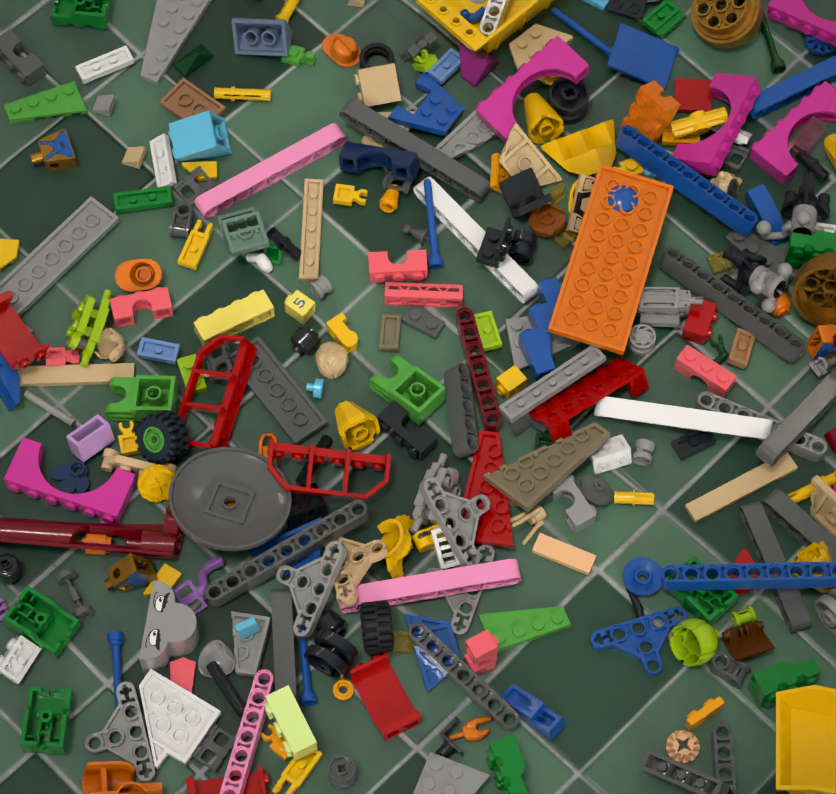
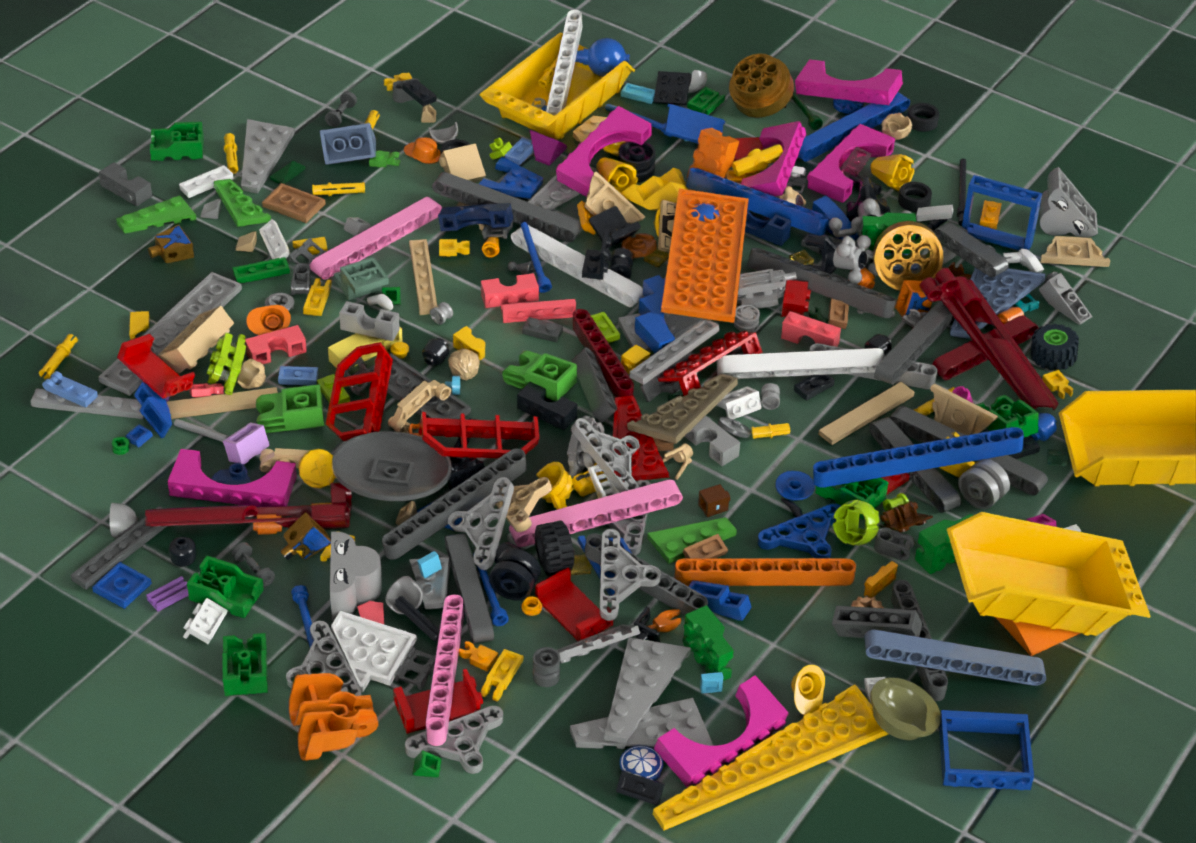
camera: 10 degrees left, 20 degrees down
(58, 294) = (196, 339): none -> tan brick
(127, 440) = (282, 441): yellow plate -> none
(134, 102) = (239, 206): none -> bright green wing
(137, 20) = (230, 149): none -> yellow pin
(153, 240) = (278, 298): none -> light grey gear
(162, 437) = (316, 429): black wheel -> none
(199, 137) = (305, 218): medium azure slope -> none
(199, 591) = (376, 540): medium lavender piece -> none
(238, 556) = (406, 512): none -> tan slope
(252, 307) = (357, 321): none -> light grey arch
(253, 148) = (356, 225): none -> light grey slope
(269, 328) = (399, 349): none -> yellow plate
(270, 409) = (415, 401): none -> tan plate
(284, 243) = (393, 275): black pin -> none
(290, 723) = (489, 625): yellowish green brick -> none
(299, 307) = (425, 328): light yellow brick -> none
(355, 425) = (499, 402): yellow cone -> none
(367, 31) = (443, 135): none -> light grey helmet
(389, 333) = (513, 340): dark tan tile -> none
(405, 746) = (597, 641): none -> light grey wing
(415, 47) = (489, 138): dark grey piece -> none
(433, 688) = (620, 566): none -> light grey beam
(481, 652) = (661, 544): coral arch -> none
(532, 647) = (706, 549): none -> medium nougat plate
(555, 583) = (713, 500): none -> reddish brown brick
(557, 193) = (644, 221): clear yellow tile -> none
(564, 554) = (708, 478): light nougat tile -> none
(597, 680) = (767, 571): none -> orange beam
(694, 219) = (774, 230): none -> dark blue arch
(772, 402) = (881, 342): none -> black head

